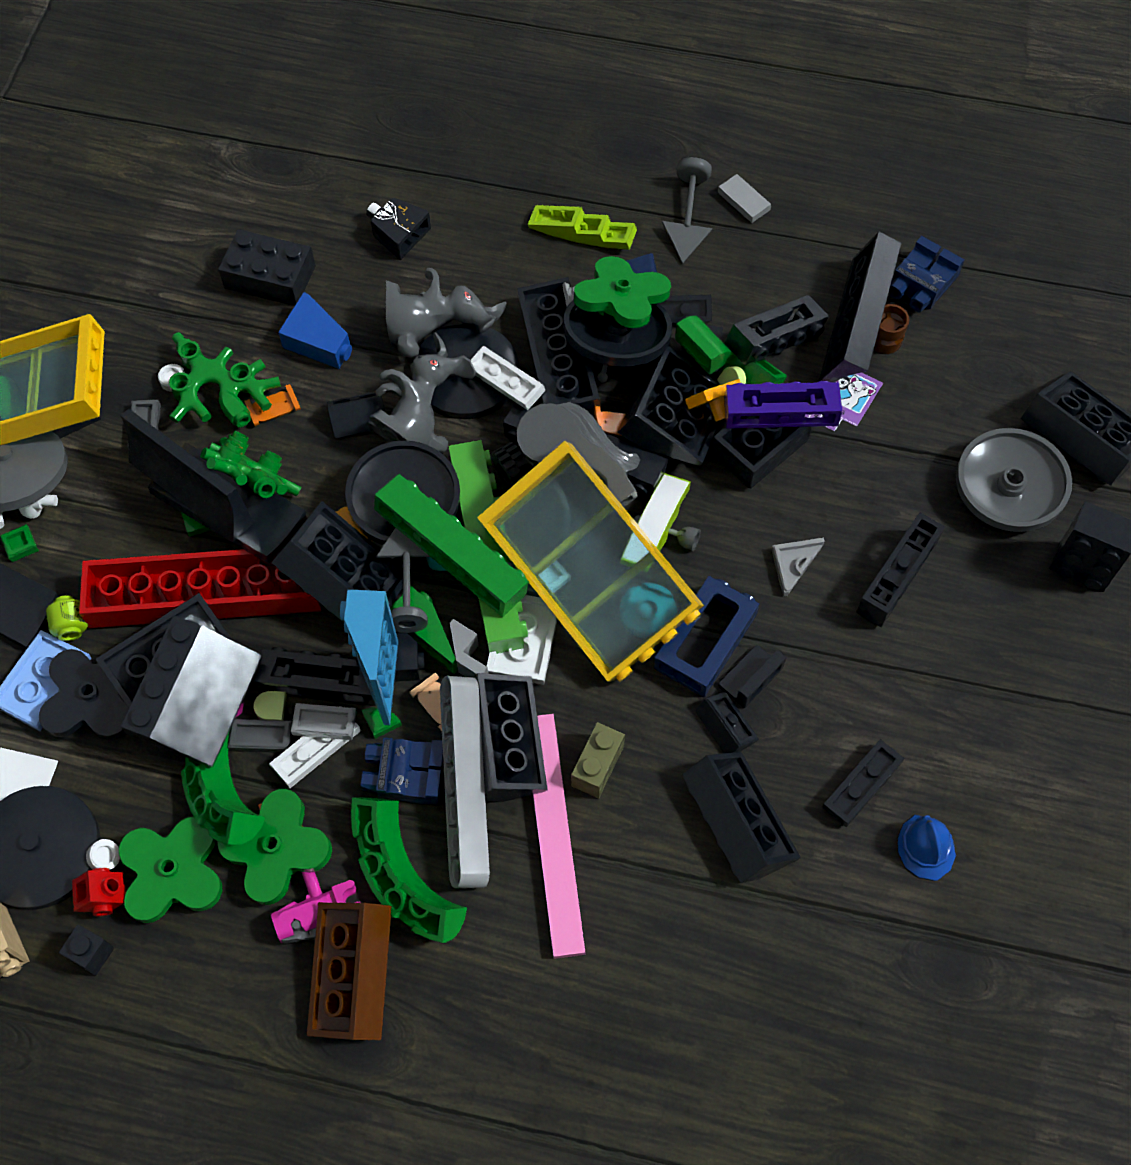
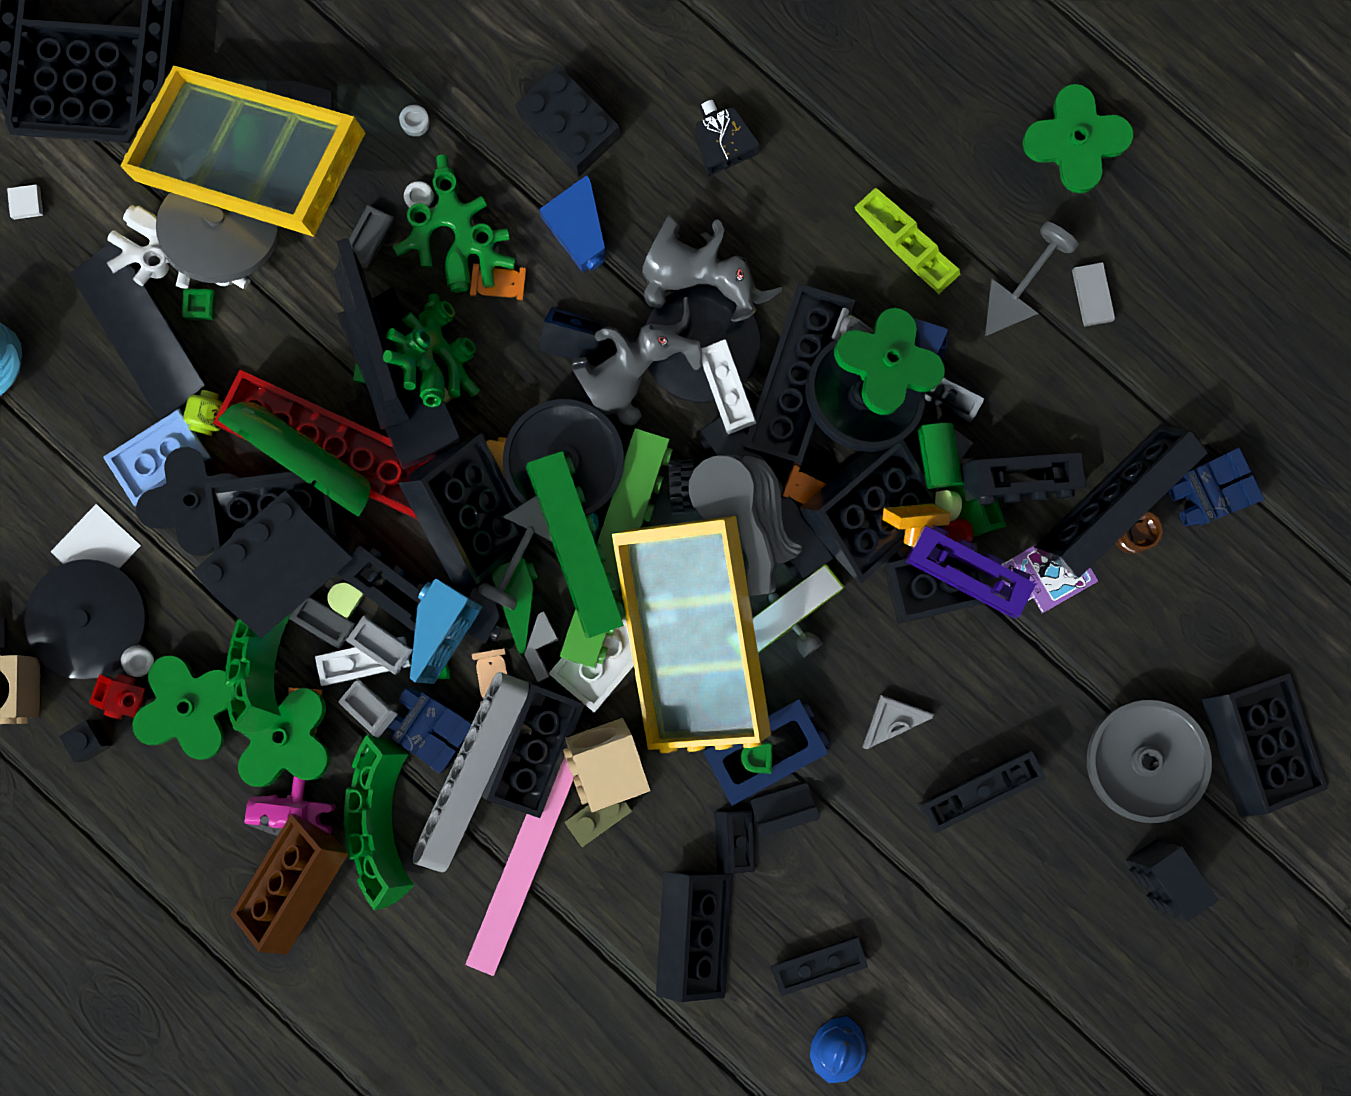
camera: 30 degrees right, 20 degrees up
(139, 327) = (414, 120): none -> white tile
(170, 588) = (299, 454): none -> green brick
(341, 780) = (367, 708): none -> light grey tile
(580, 706) = (605, 765): none -> tan brick
(664, 106) = (1077, 117): none -> green plant
(704, 635) = (758, 758): none -> green tile

